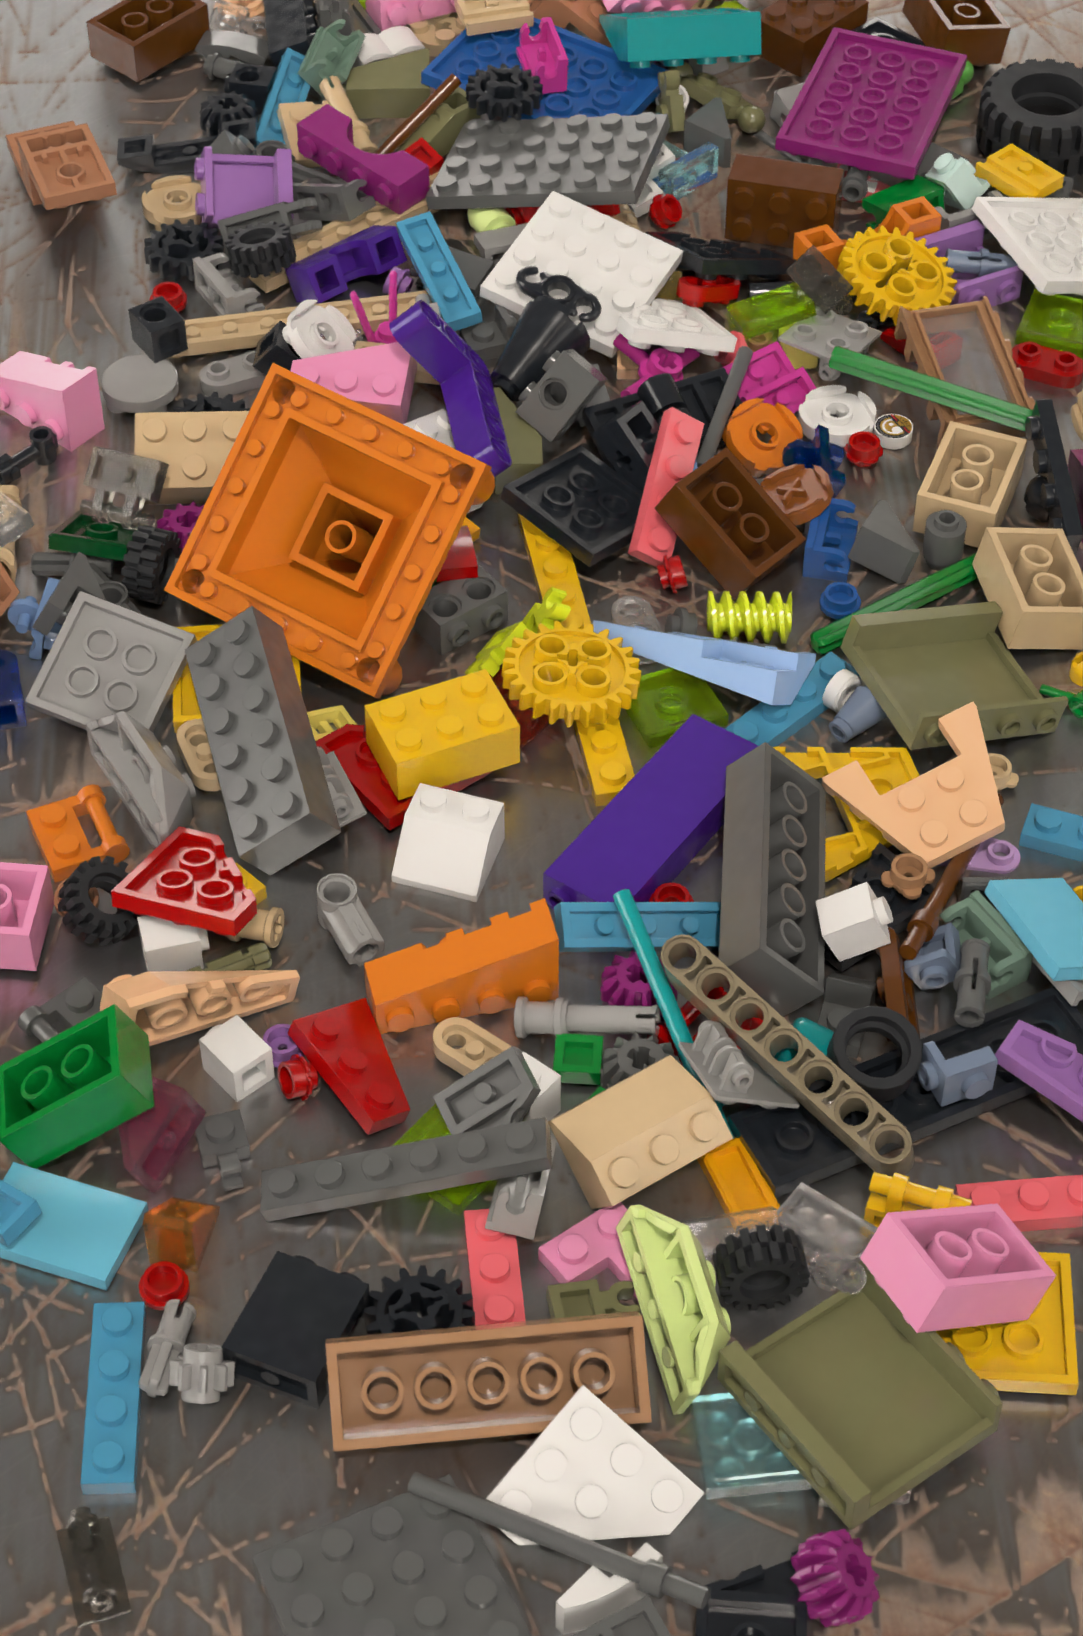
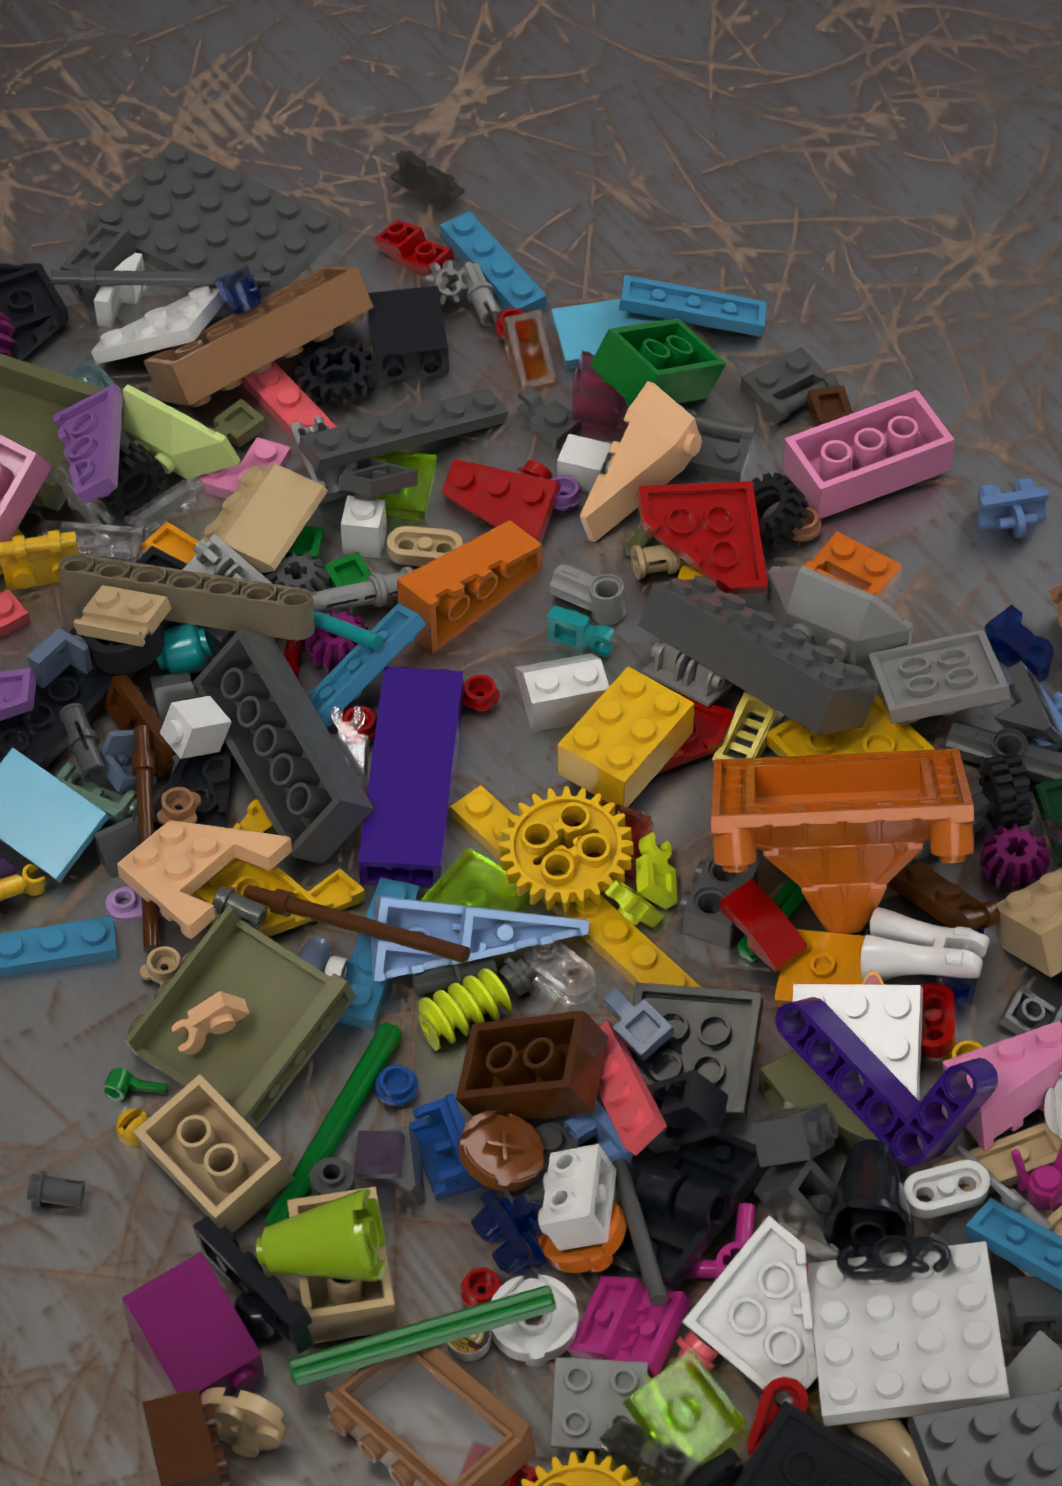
camera: 150 degrees right, 5 degrees up
(190, 1468) = (409, 247): none -> red slope
(395, 889) = (575, 632): none -> teal plate
(475, 1424) = (239, 290): none -> clear blue leg
(484, 340) = (943, 1188): none -> white plate
(528, 879) = (480, 685): none -> red plate
(620, 515) = (639, 1026): none -> sand blue plate
(699, 874) = (350, 743): none -> clear plate
(761, 426) = (578, 1197): none -> white brick
(789, 1279) = (93, 442): none -> medium lavender wing
(857, 739) = (286, 904): none -> reddish brown bar
(872, 1043) = (122, 615): none -> tan plate
(897, 520) = (379, 1154): none -> clear purple plate
(909, 759) = (246, 909): none -> dark grey pin
(981, 665) = (214, 1015): none -> light nougat plate
(989, 442) = (328, 1241): none -> lime cone

